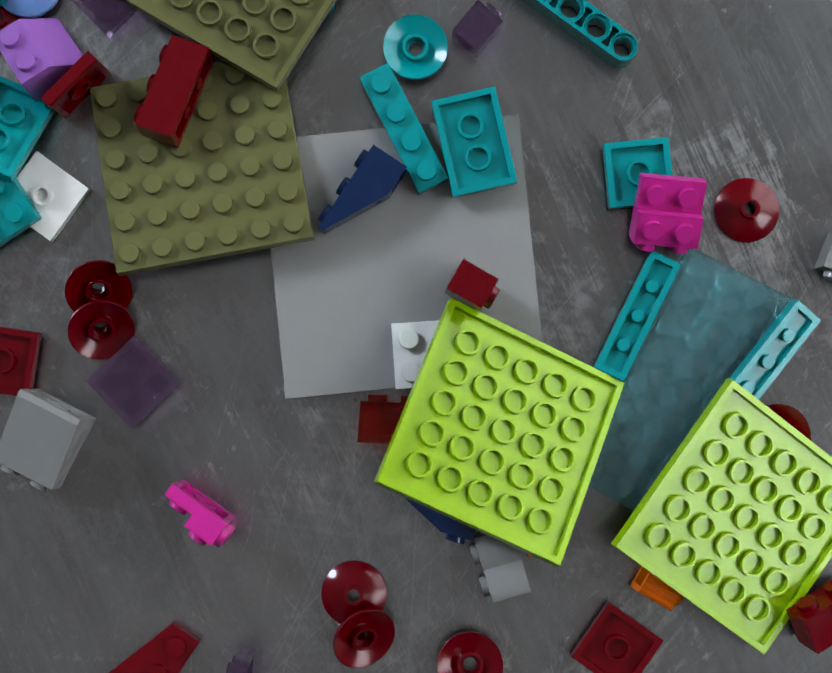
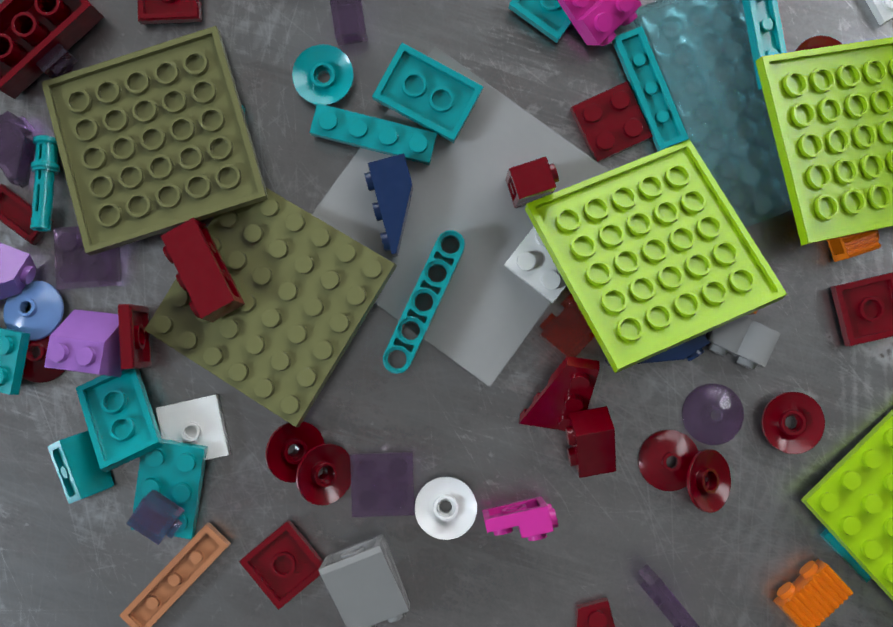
camera: 50 degrees left, 0 degrees up
(142, 452) = (453, 522): none -> white dish
(288, 283) = (424, 286): none -> teal beam
(310, 517) = (592, 442): none -> dark red brick
(326, 463) = (567, 392): none -> dark red wing
(419, 579) = (698, 410): none -> clear purple dish
(583, 308) = (611, 122): none -> dark red plate

